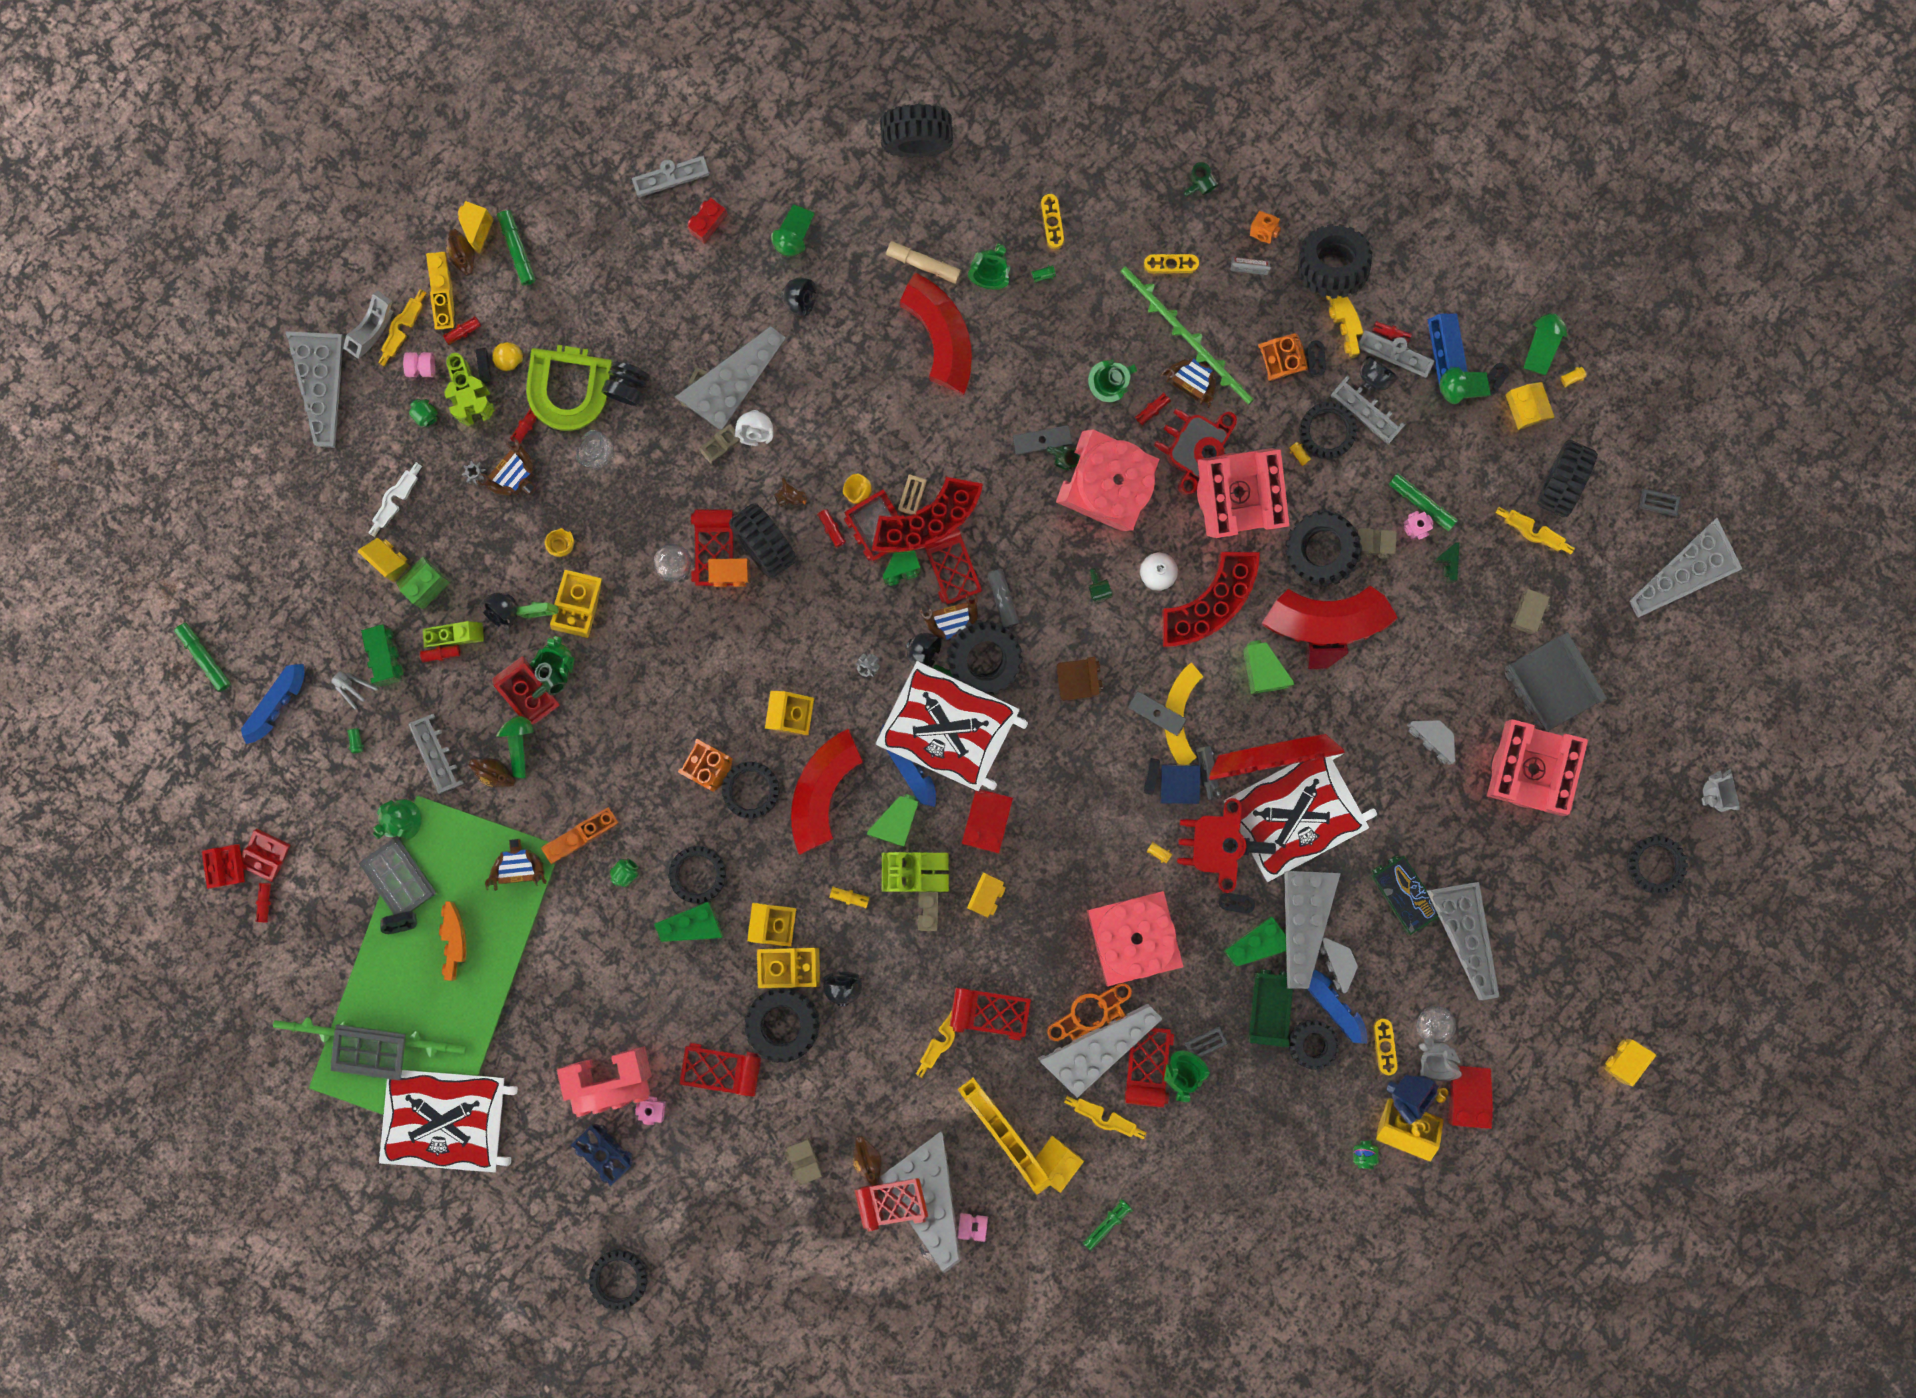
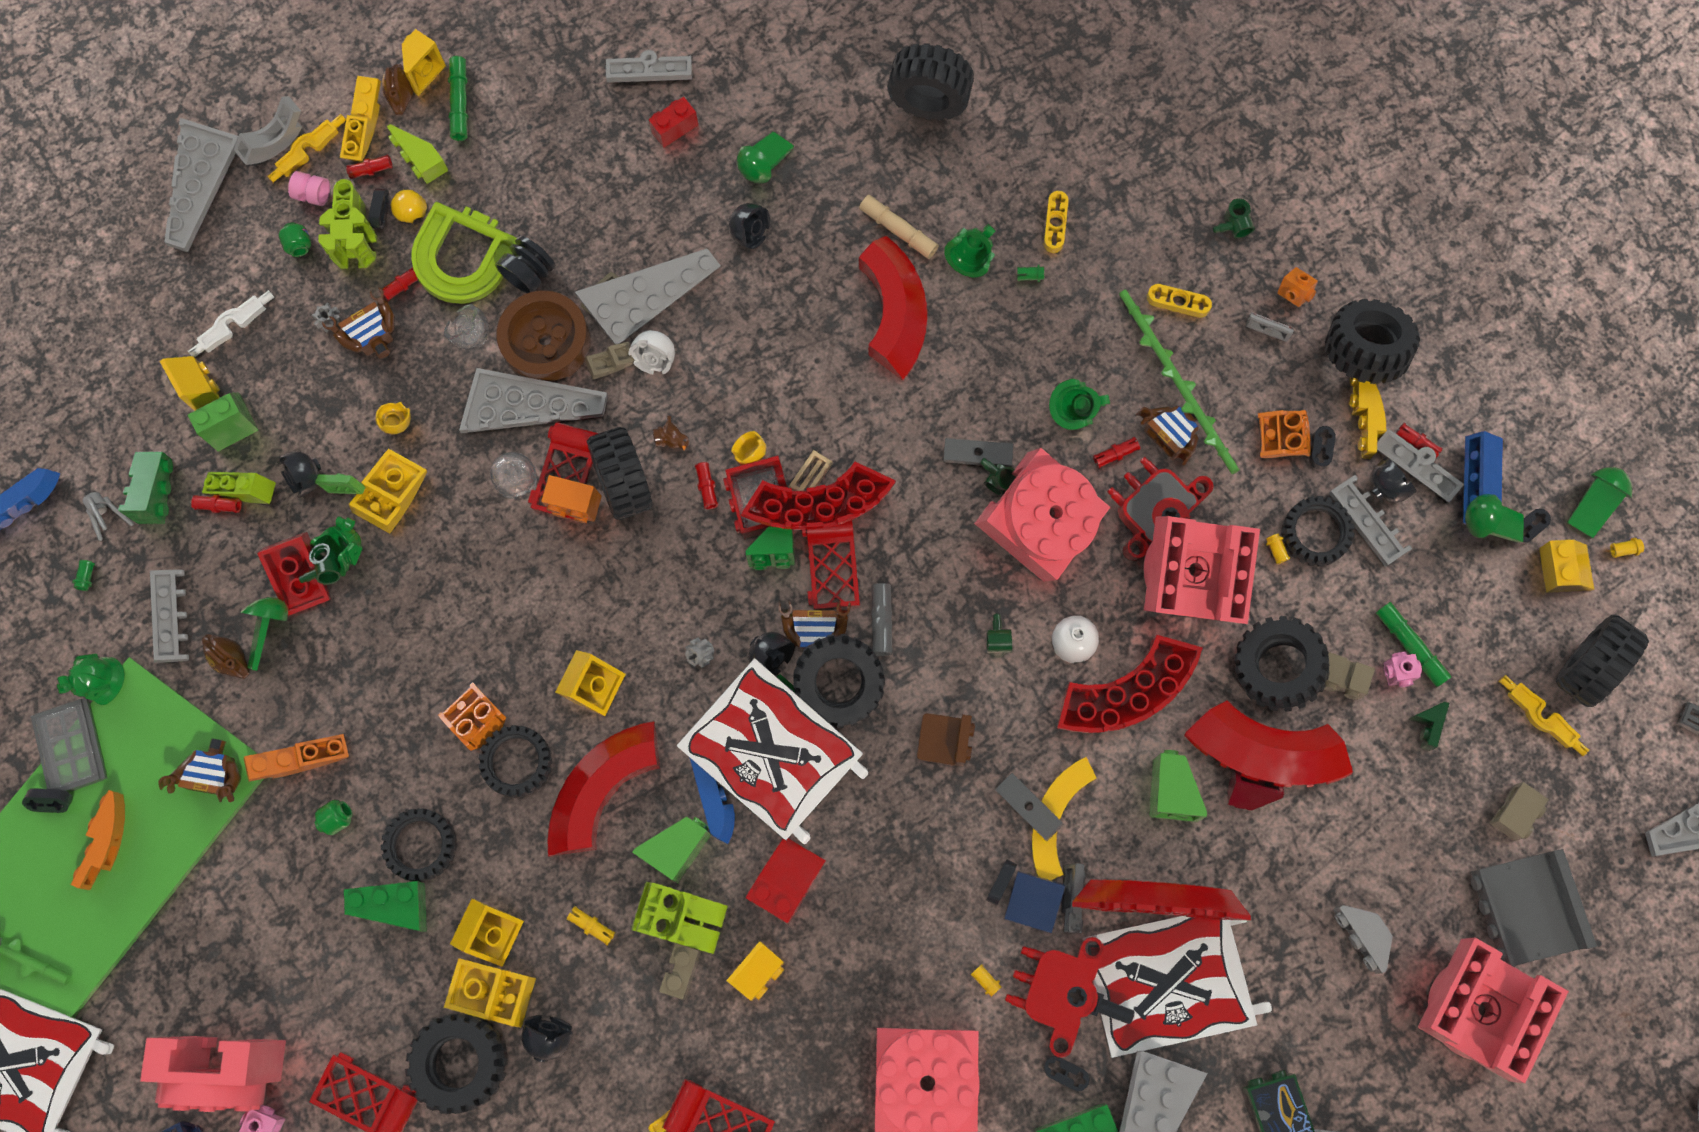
camera: 15 degrees right, 10 degrees down
(503, 308) = (422, 155): none -> lime slope
(648, 424) = (538, 316): none -> reddish brown brick
(655, 500) = (514, 401): none -> light grey wing

